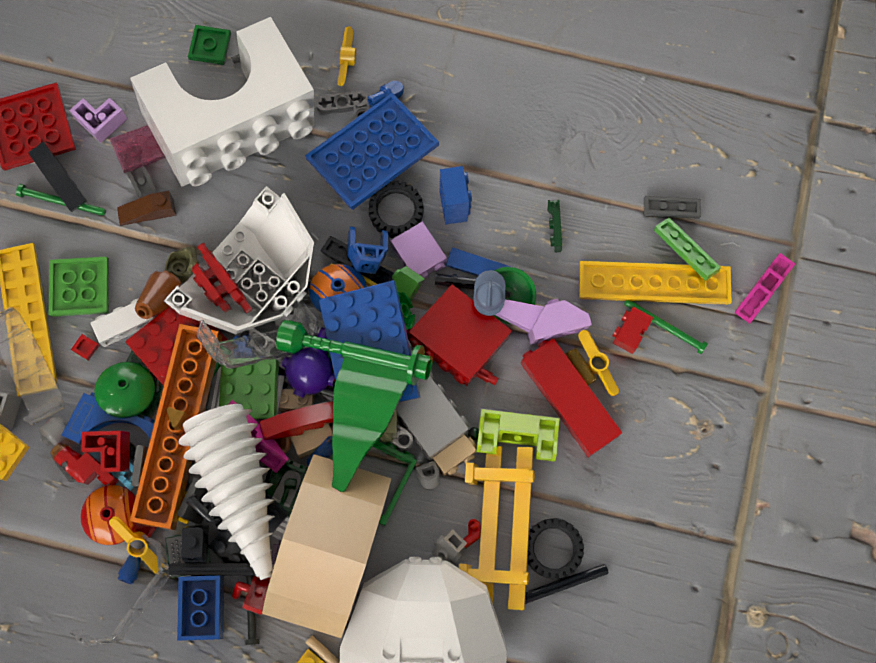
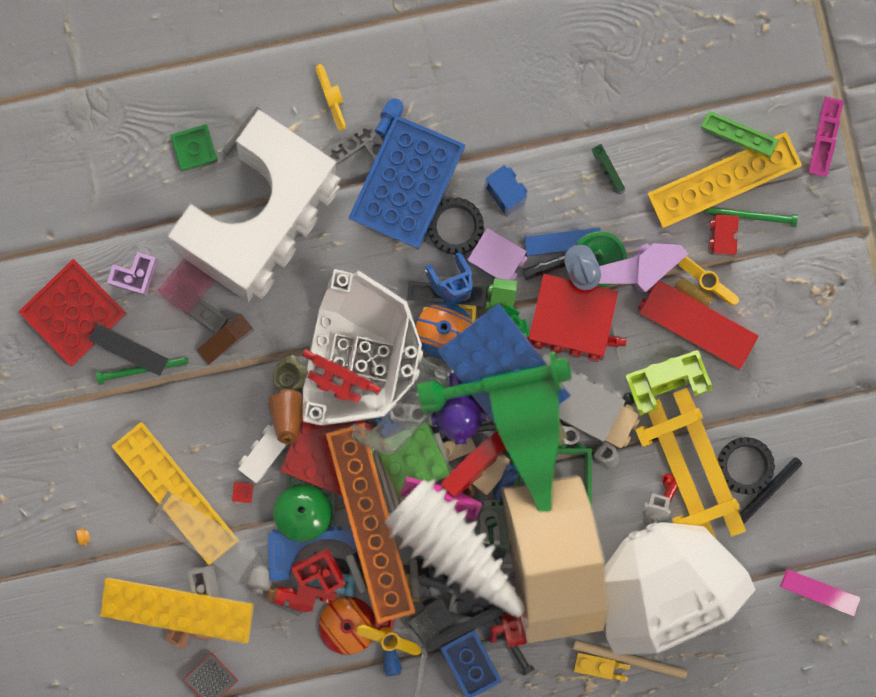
camera: 25 degrees left, 10 degrees up
(79, 286) = (205, 440): bright green plate -> none
(177, 417) = (371, 517): pearl gold slope -> none
(672, 207) = (707, 98): dark grey plate -> none

